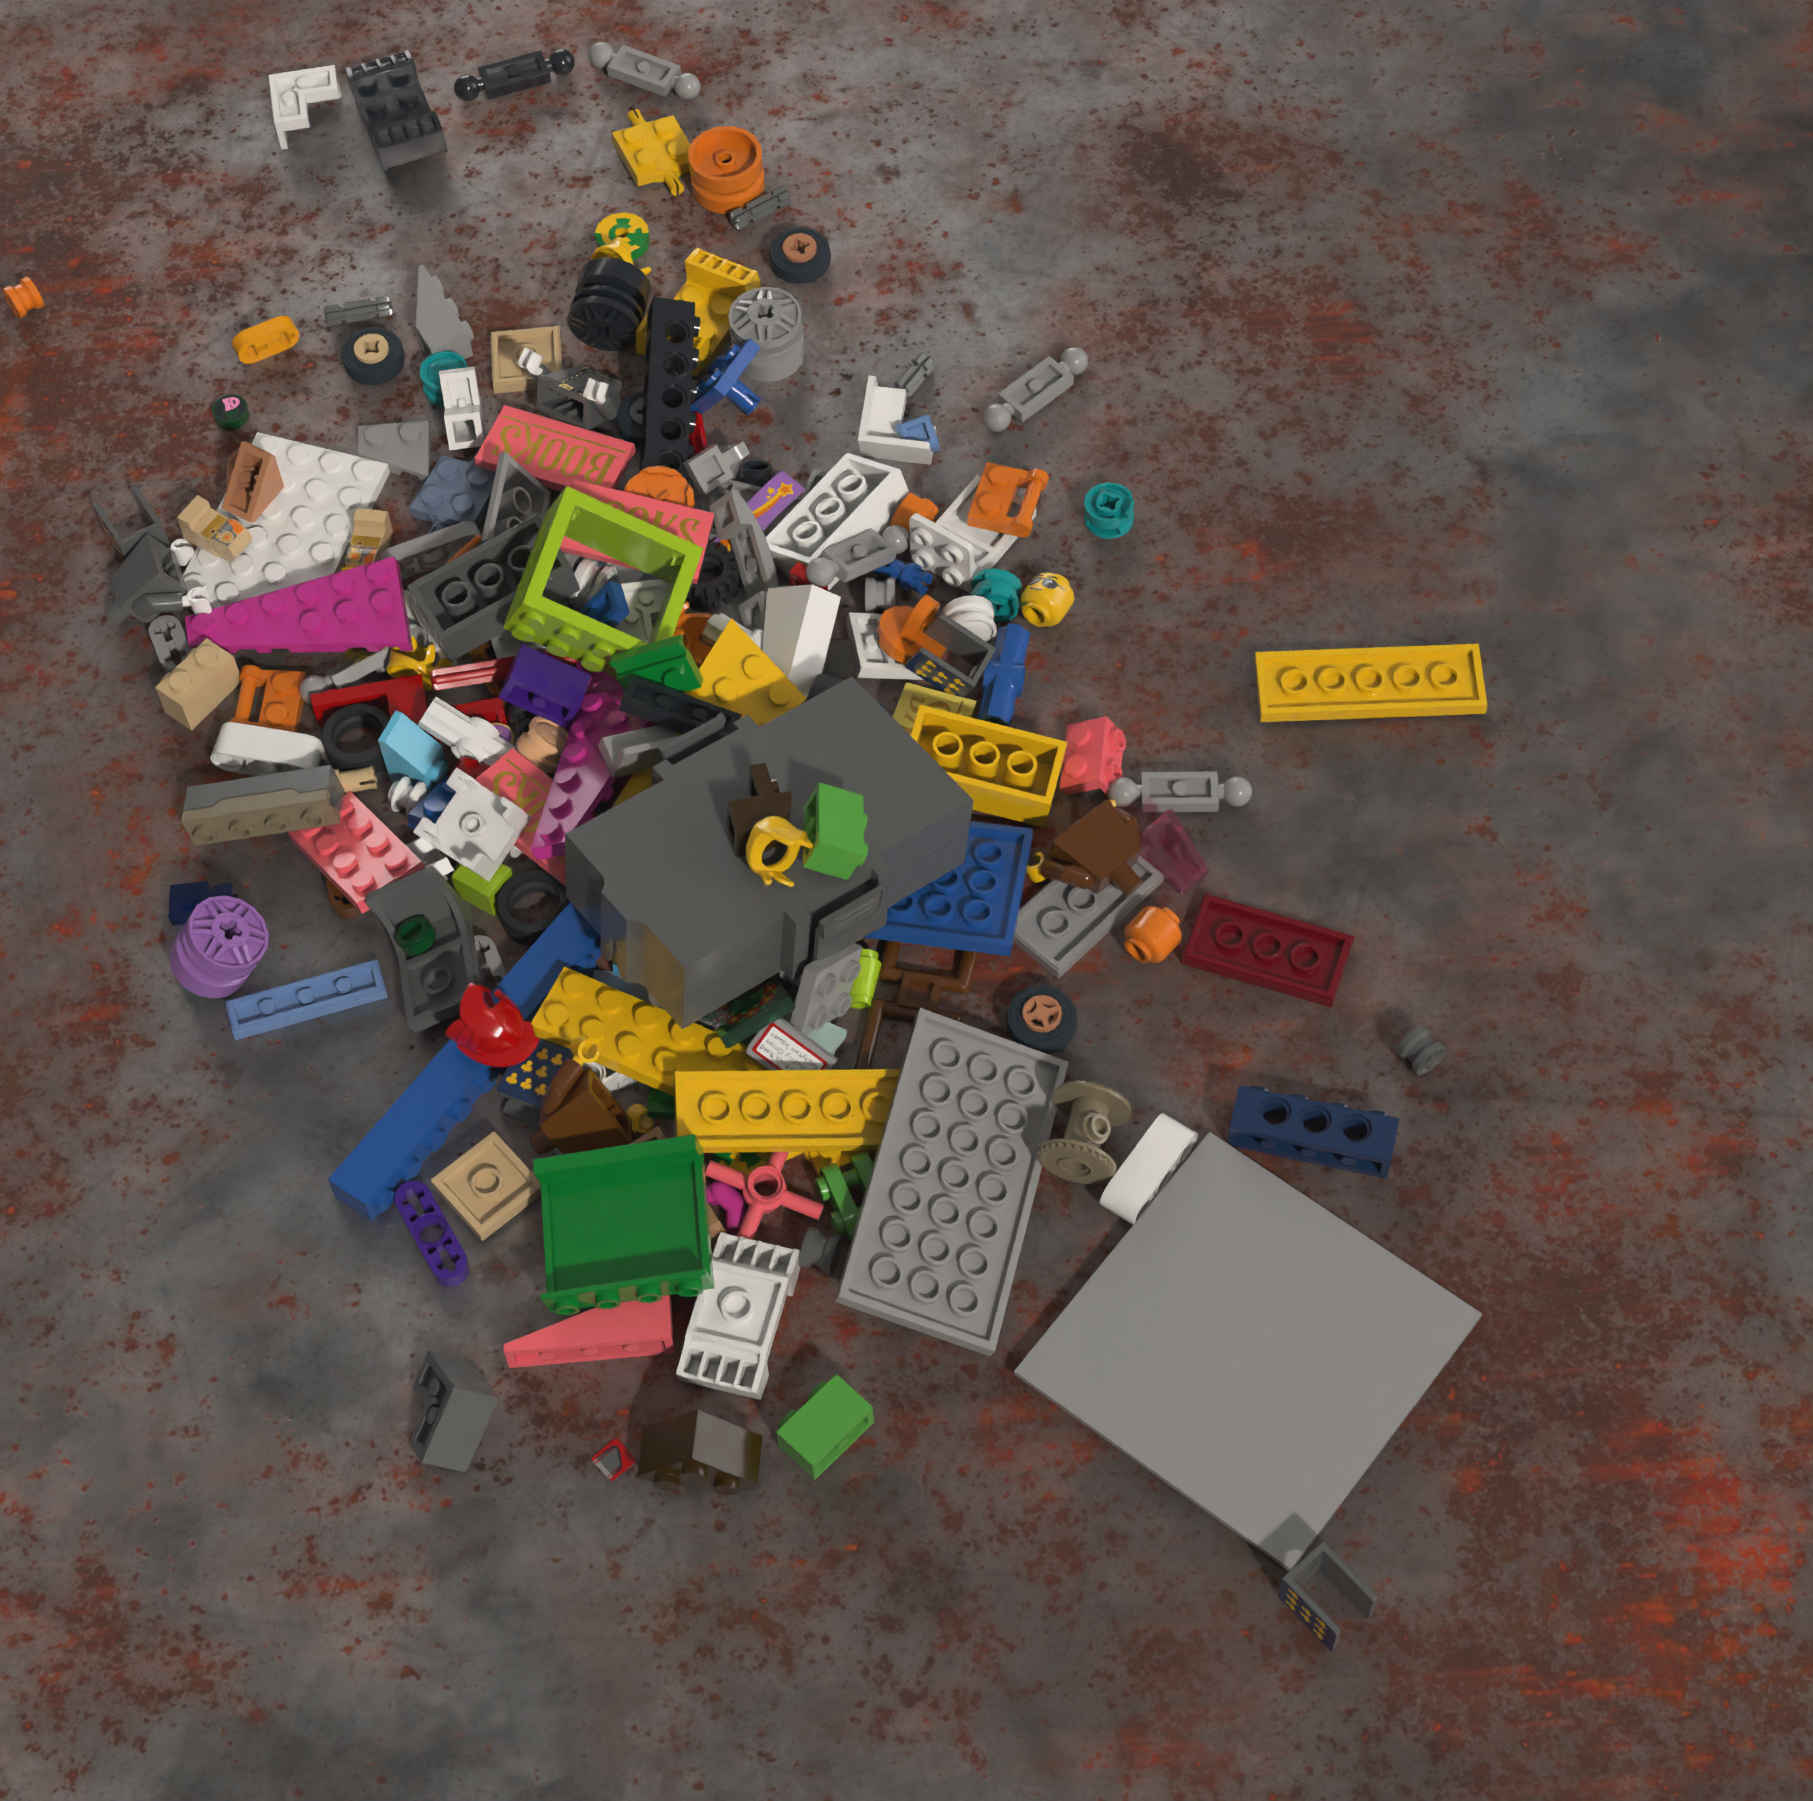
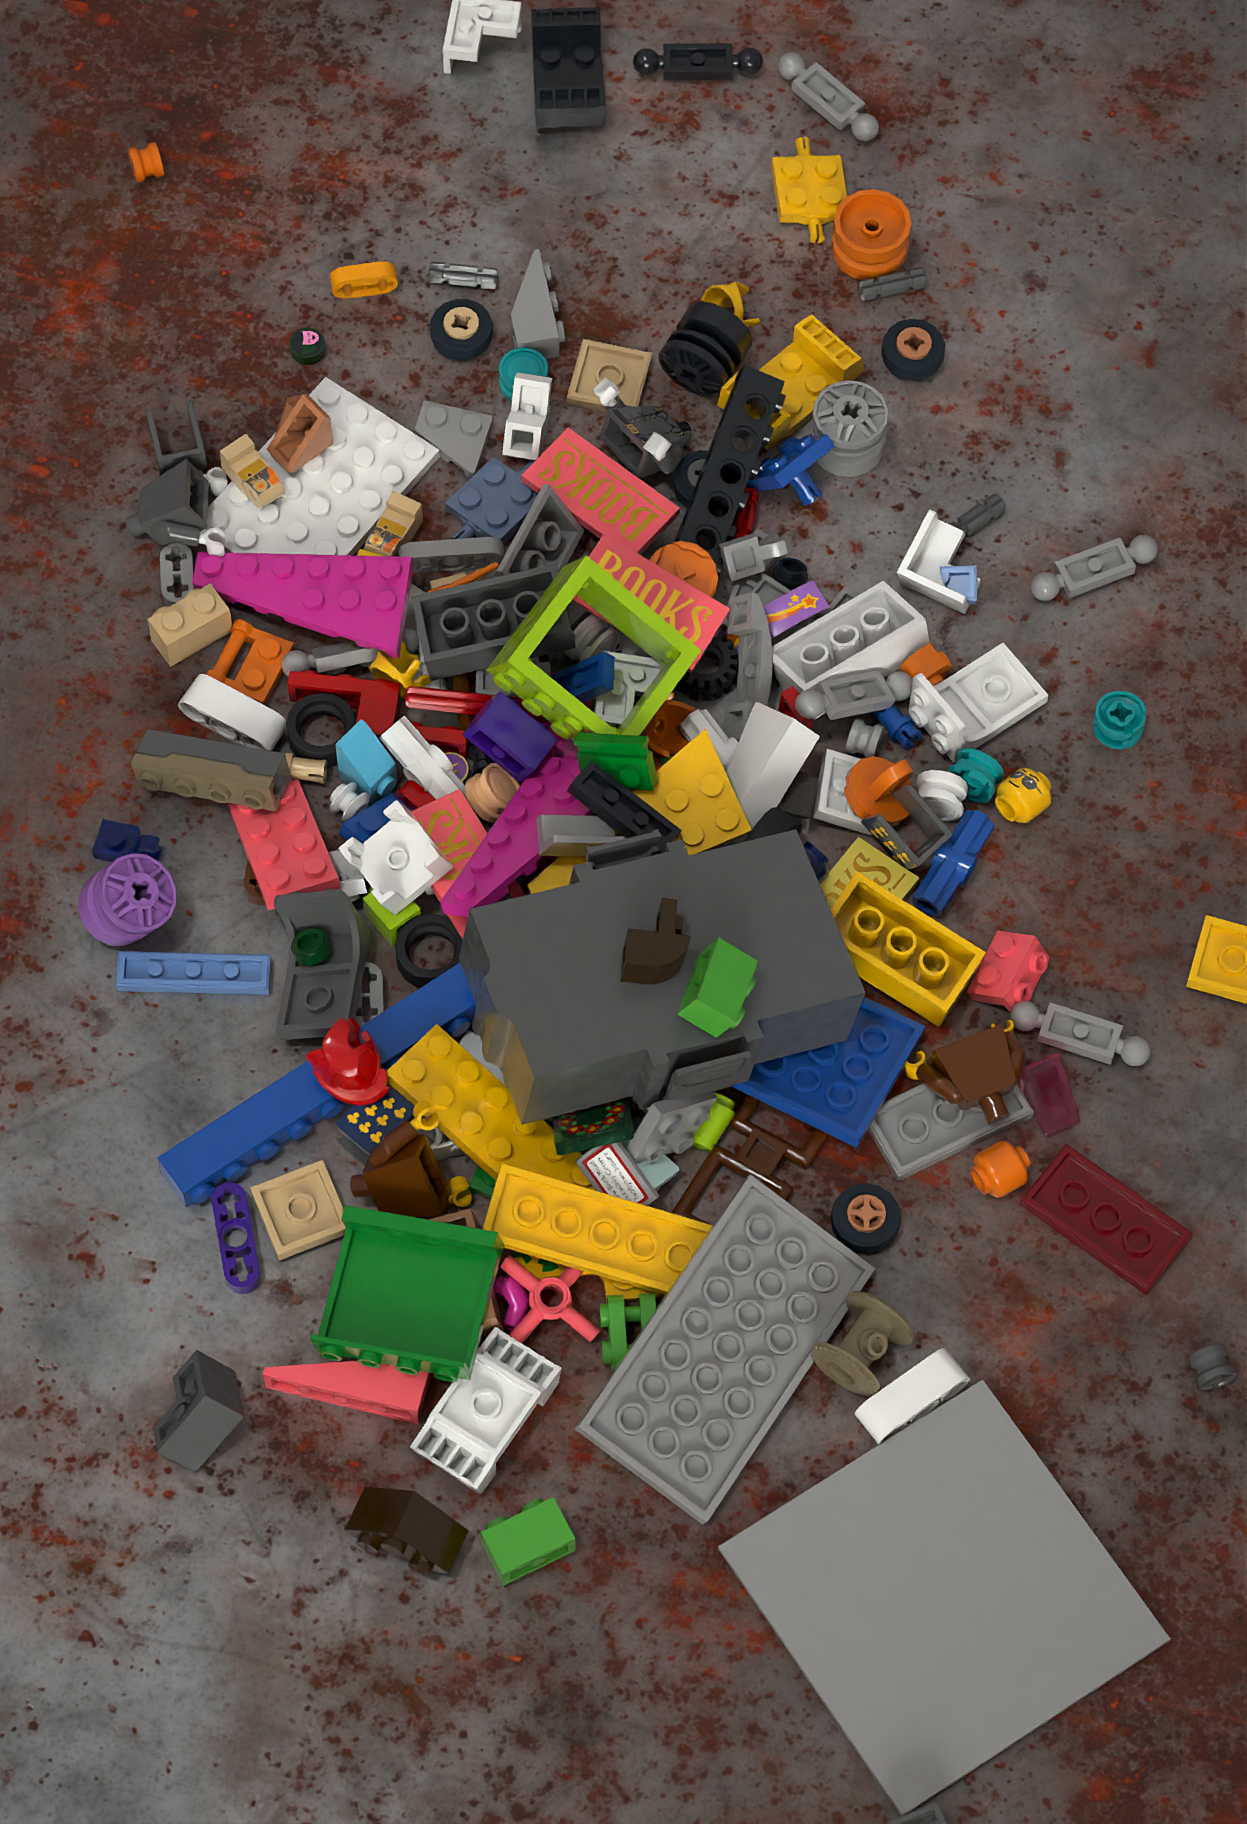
camera: 15 degrees right, 5 degrees up
(614, 1459) = (330, 1505): sticker -> none
(624, 225) = (750, 261): piece -> none
(762, 834) = (668, 978): yellow piece -> none
(820, 1250) = (581, 1373): dark grey wheel -> none
(996, 496) = (1013, 671): orange plate -> none
(1326, 1148) = (1088, 1431): dark blue brick -> none

